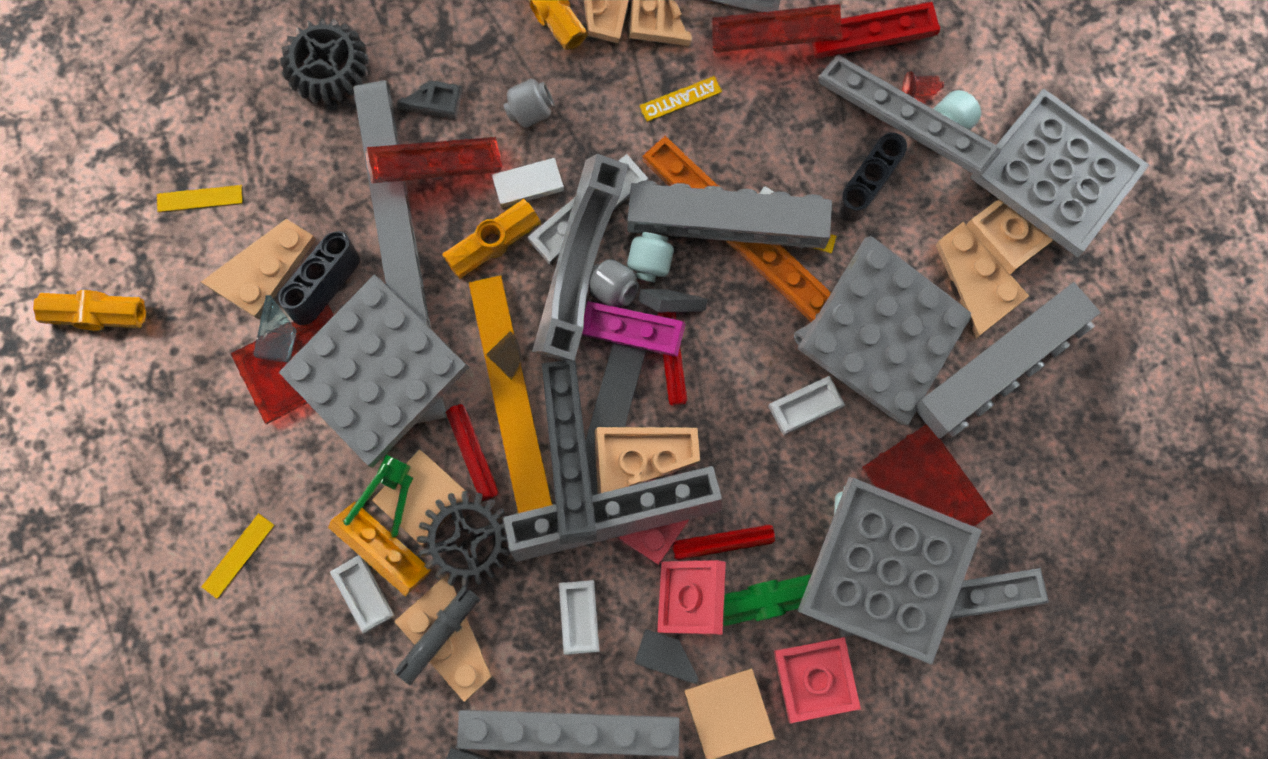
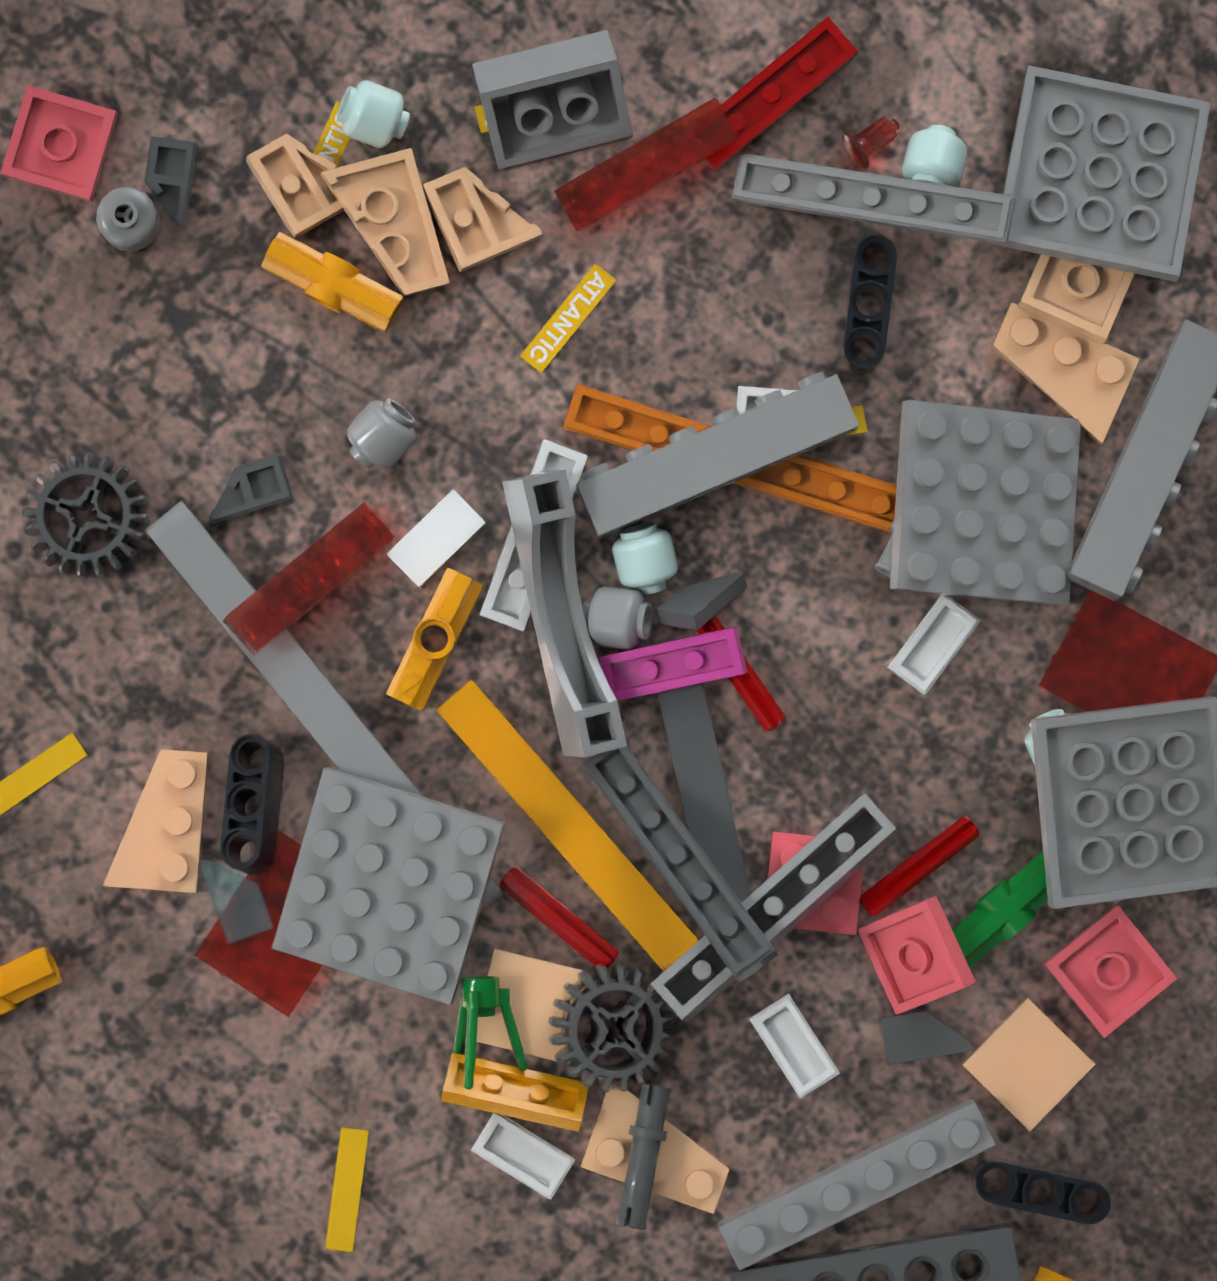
camera: 25 degrees left, 10 degrees up
(506, 355) = (537, 779): clear smoke tile -> none
(642, 454) = (767, 815): light nougat wing -> none

